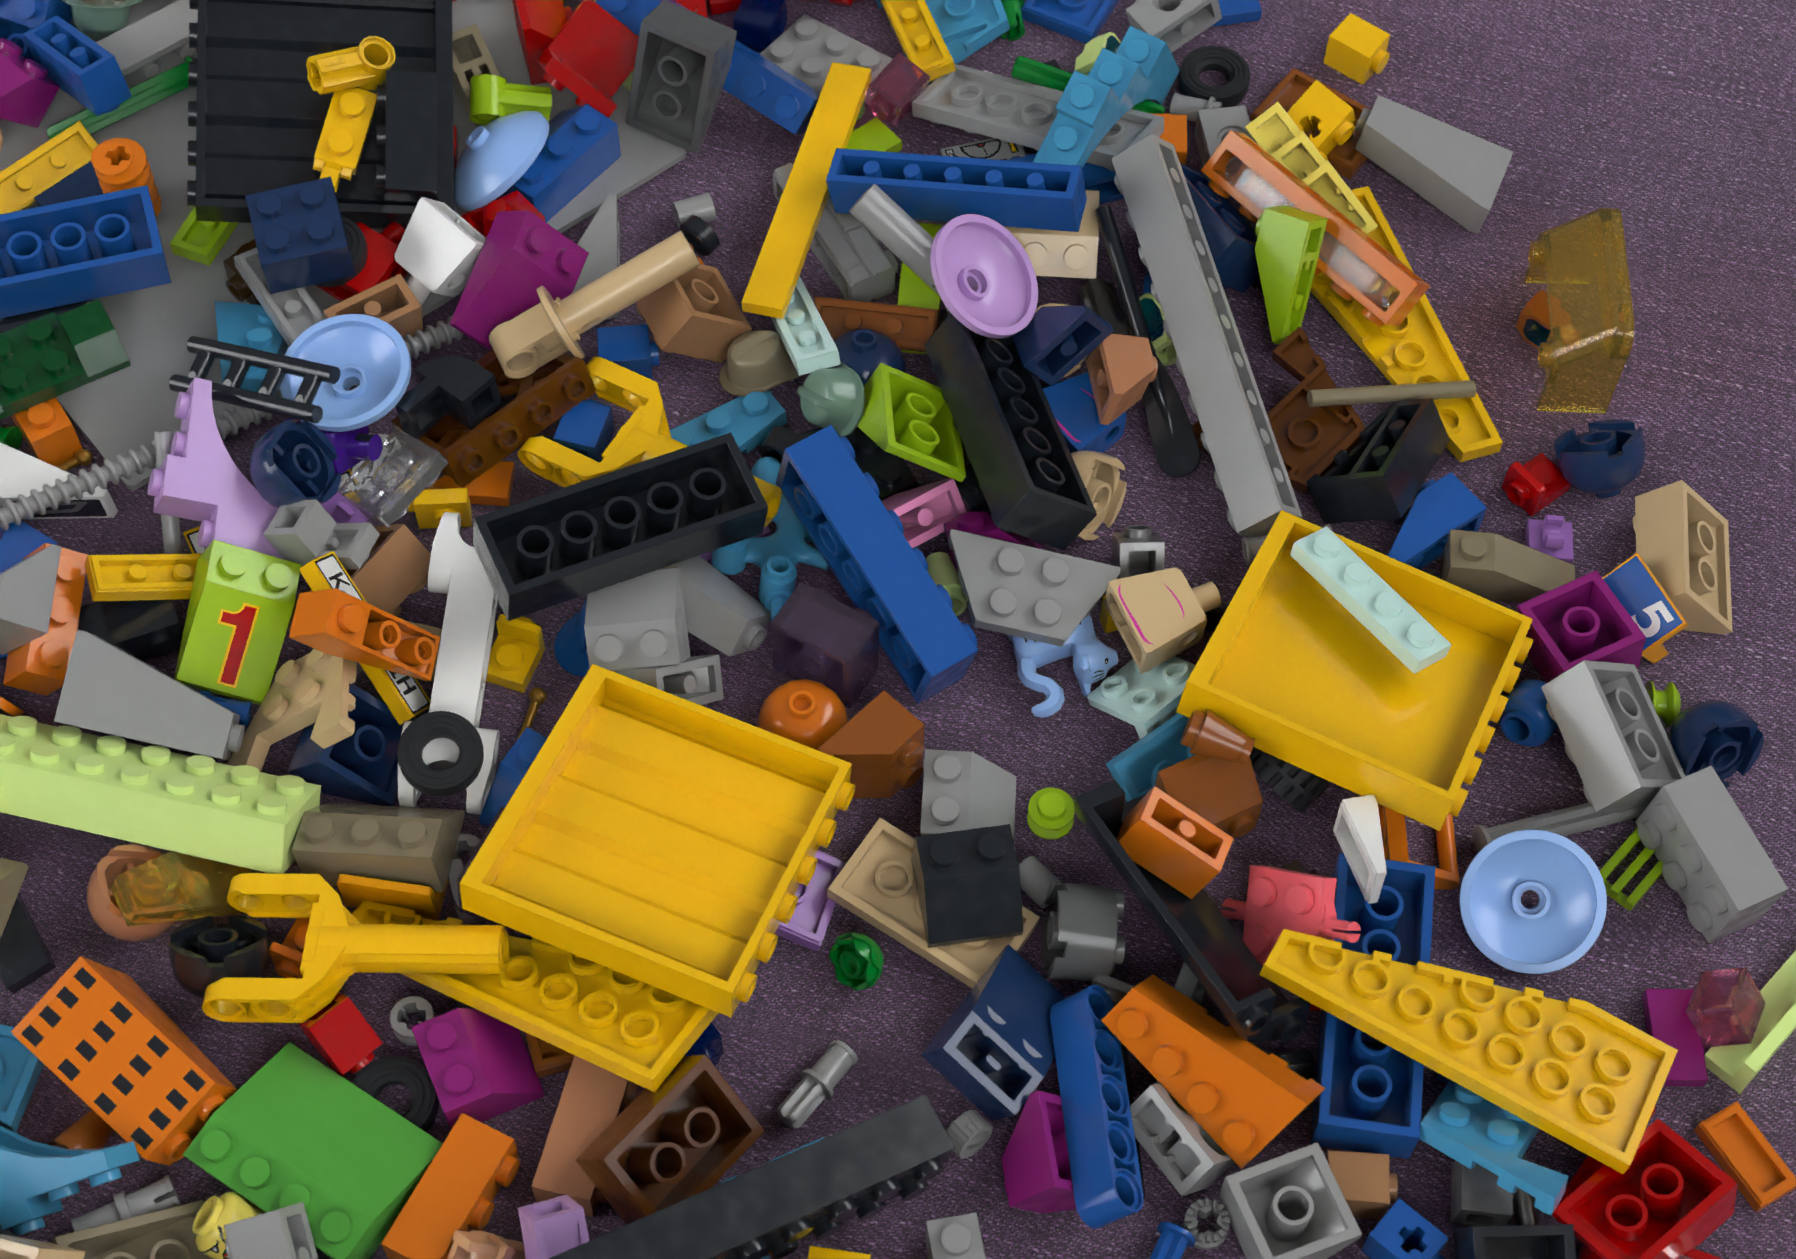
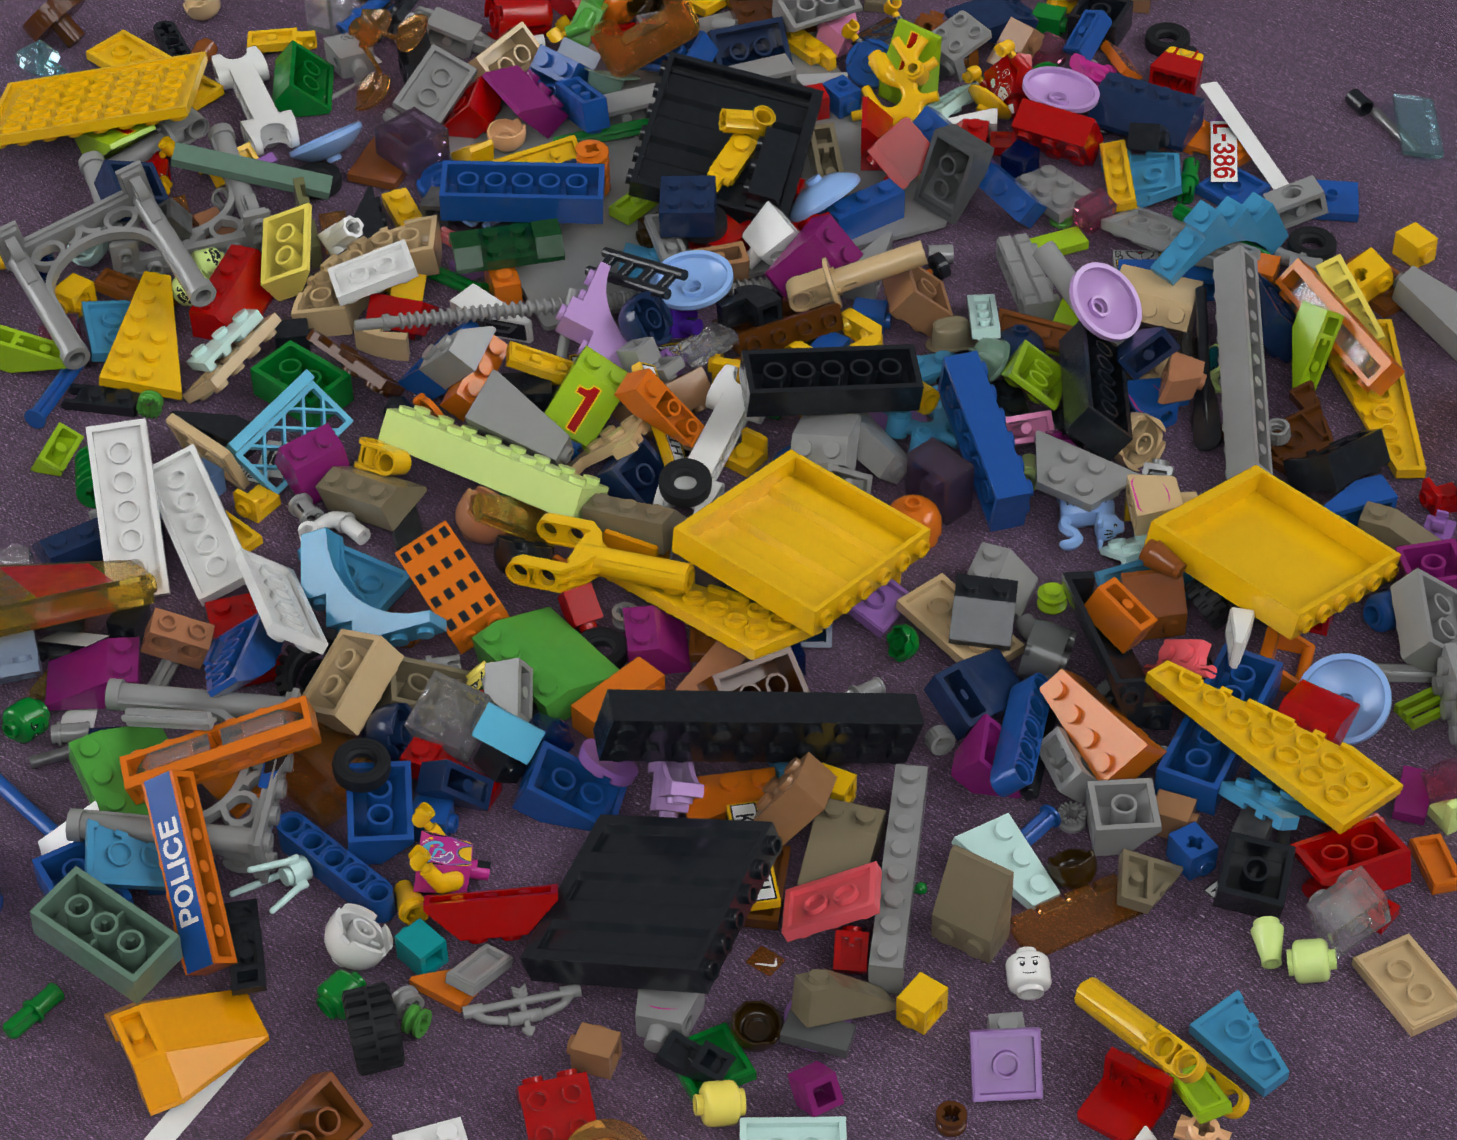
camera: 20 degrees right, 15 degrees down
(494, 98) = (833, 161): lime piece -> none
(805, 192) = (1014, 249): yellow tile -> none
(883, 747) = (953, 538): dark orange slope -> none
(950, 186) = (1140, 262): blue brick -> none
(1292, 421) = (1280, 425): none -> light grey axle
(1370, 600) = (1293, 516): light aqua plate -> none
(1390, 393) = (1357, 425): dark tan bar -> none
(1506, 939) = (1320, 710): none -> red slope

